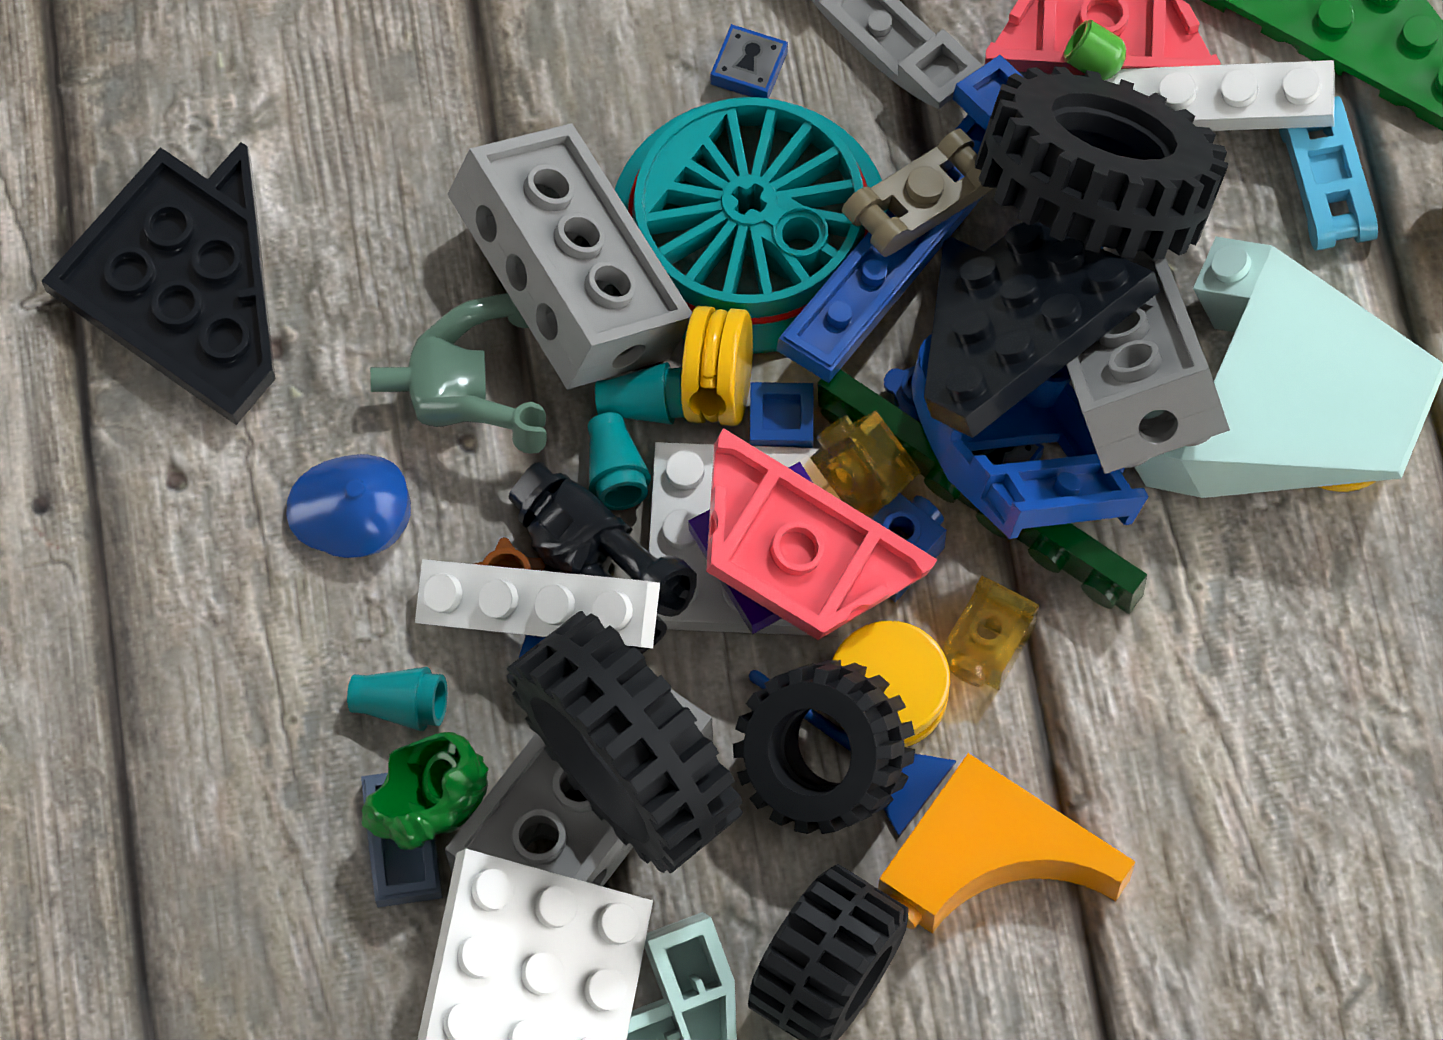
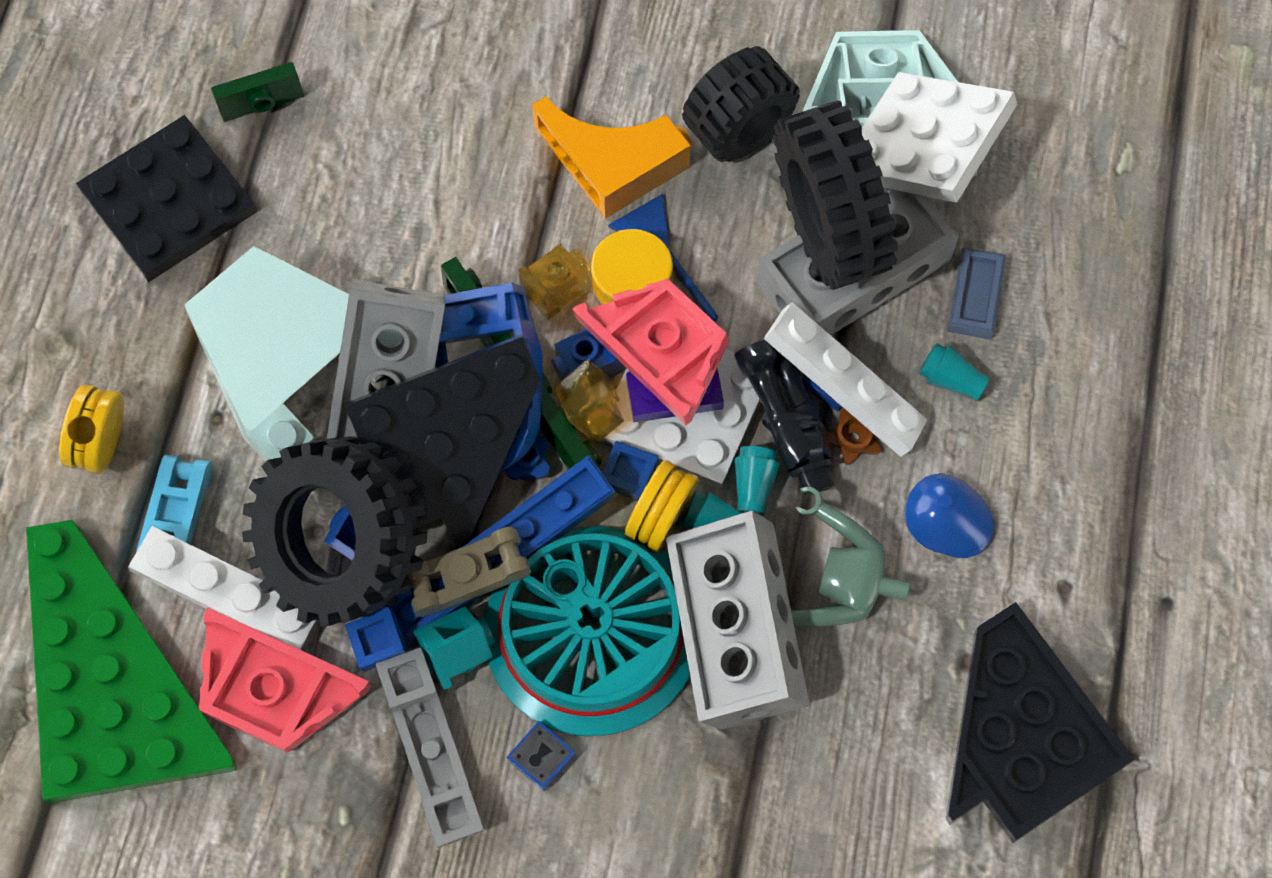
camera: 160 degrees left, 0 degrees up
(427, 791) = (957, 281): green hair -> none
(774, 754) = (693, 225): black tyre -> none
(918, 124) = (454, 645): none -> teal brick
(1095, 50) = (283, 642): bright green piece -> none

